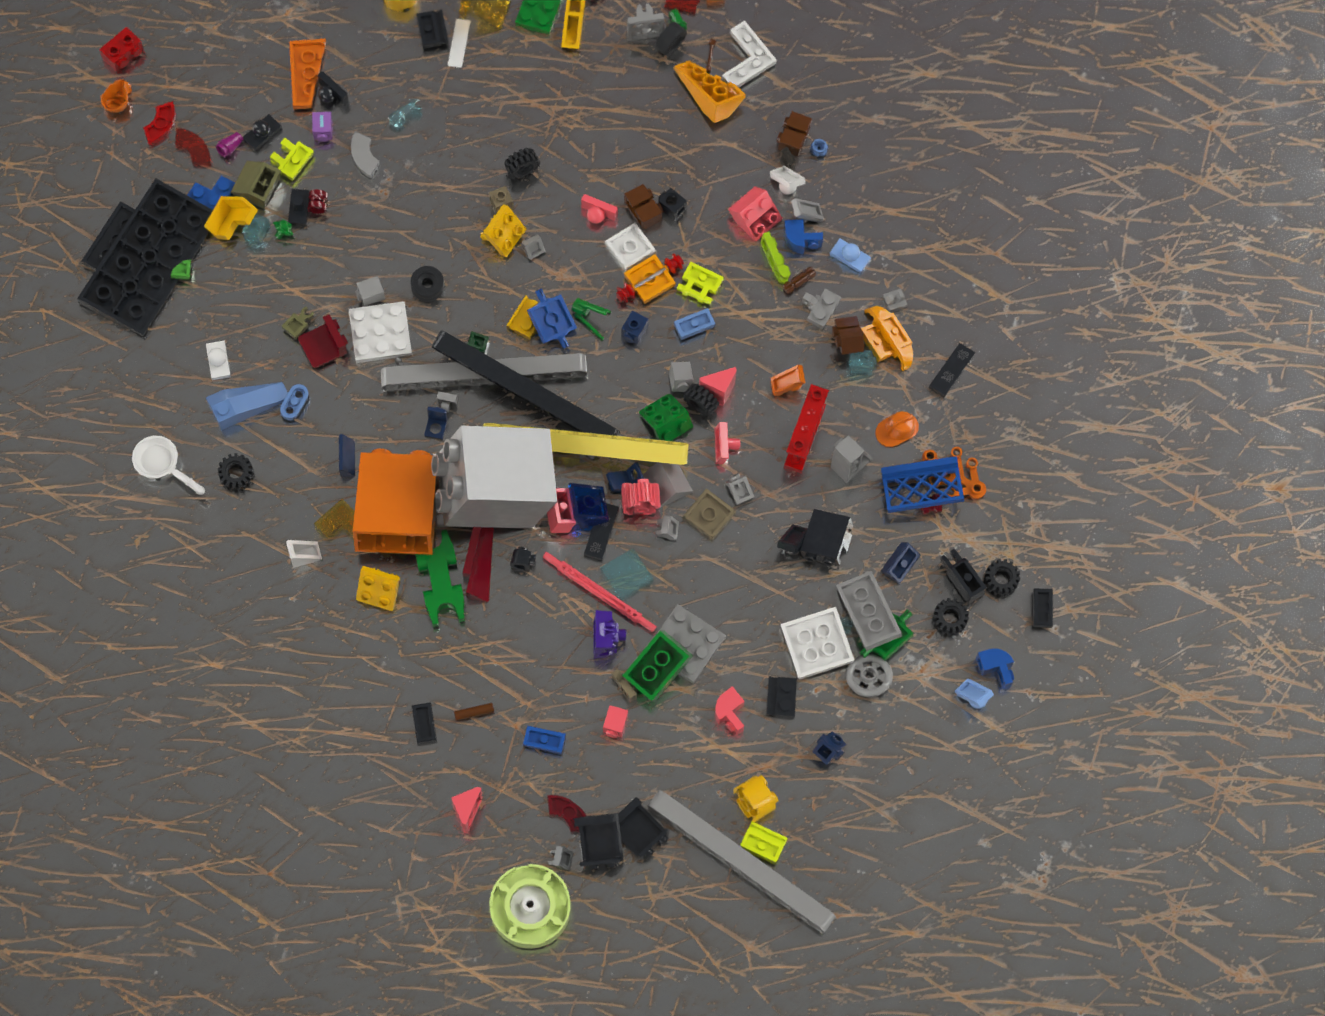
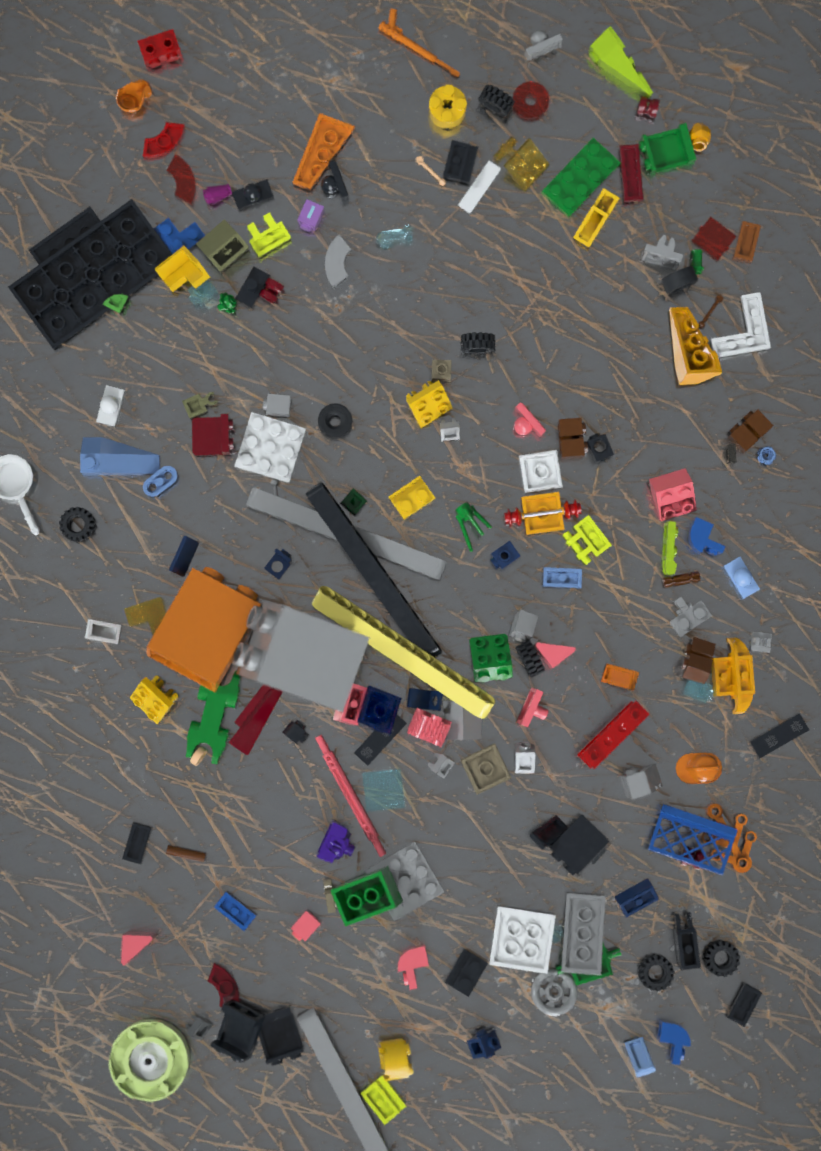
camera: 25 degrees right, 15 degrees up
(395, 43) = (419, 160): none -> light nougat hinge
(443, 620) = (198, 756): none -> light nougat tile
(447, 399) = (299, 545): light grey tile -> none
(552, 319) = (432, 512): blue plate -> none
(787, 179) = (720, 475): white tile -> none
(806, 210) = (722, 516): light grey tile -> none

